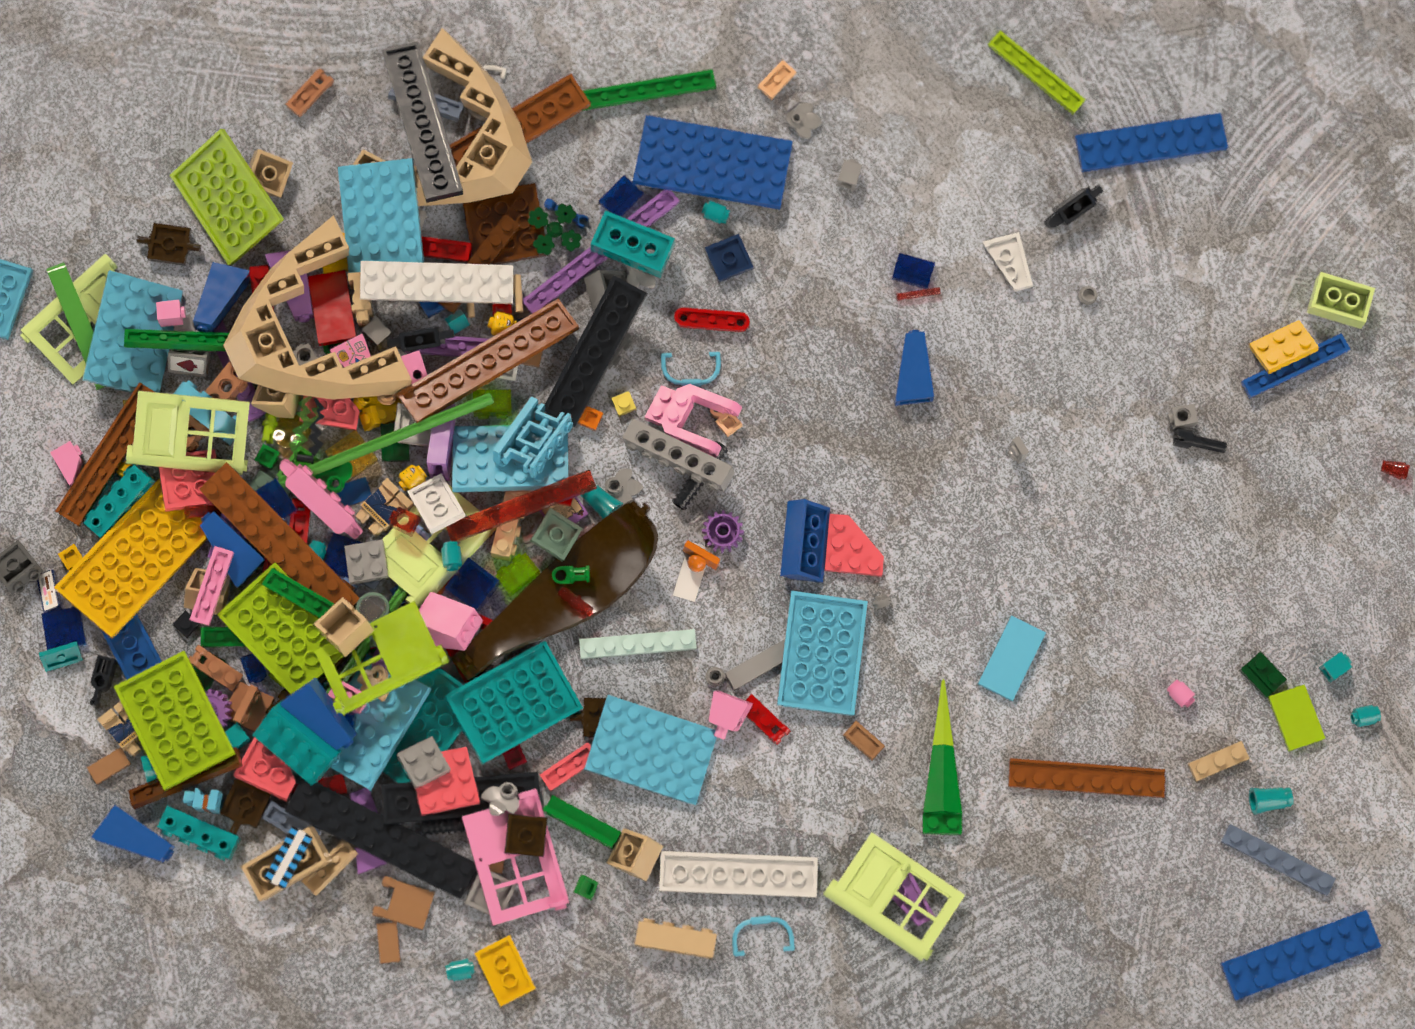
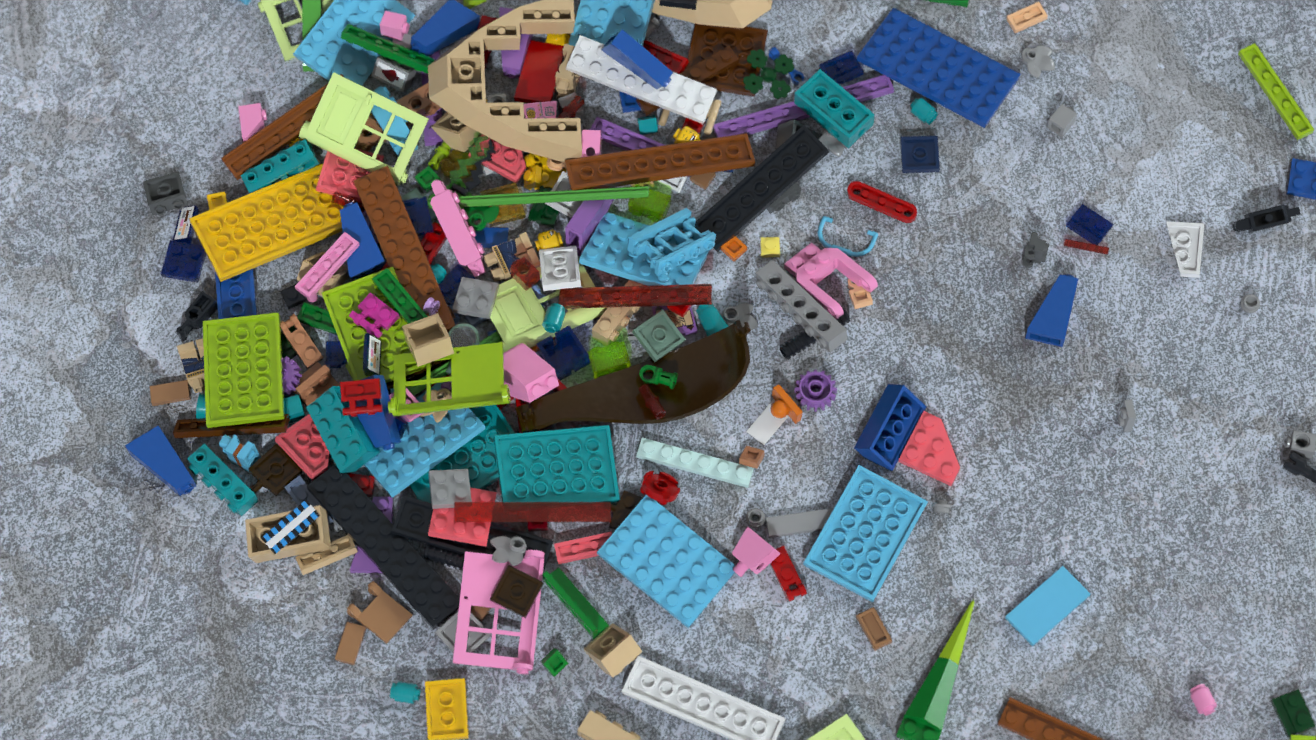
camera: 30 degrees right, 10 degrees down
(61, 656) = (170, 282): teal plate -> none
(282, 614) = (378, 312): none -> dark pink plate
(294, 660) = (371, 355): none -> slope
(305, 703) = (361, 390): none -> red plate
(330, 590) = (431, 306): none -> lavender bush
(380, 338) = (570, 110): none -> clear red axle
(420, 338) = (607, 122): black hinge -> none
(427, 267) = (637, 59): none -> blue slope
(508, 754) = (532, 511): none -> clear red plate
(621, 690) = (651, 487): none -> red plate
(689, 619) = (751, 457): none -> nougat plate
(873, 318) = (1035, 250): none -> dark grey piece

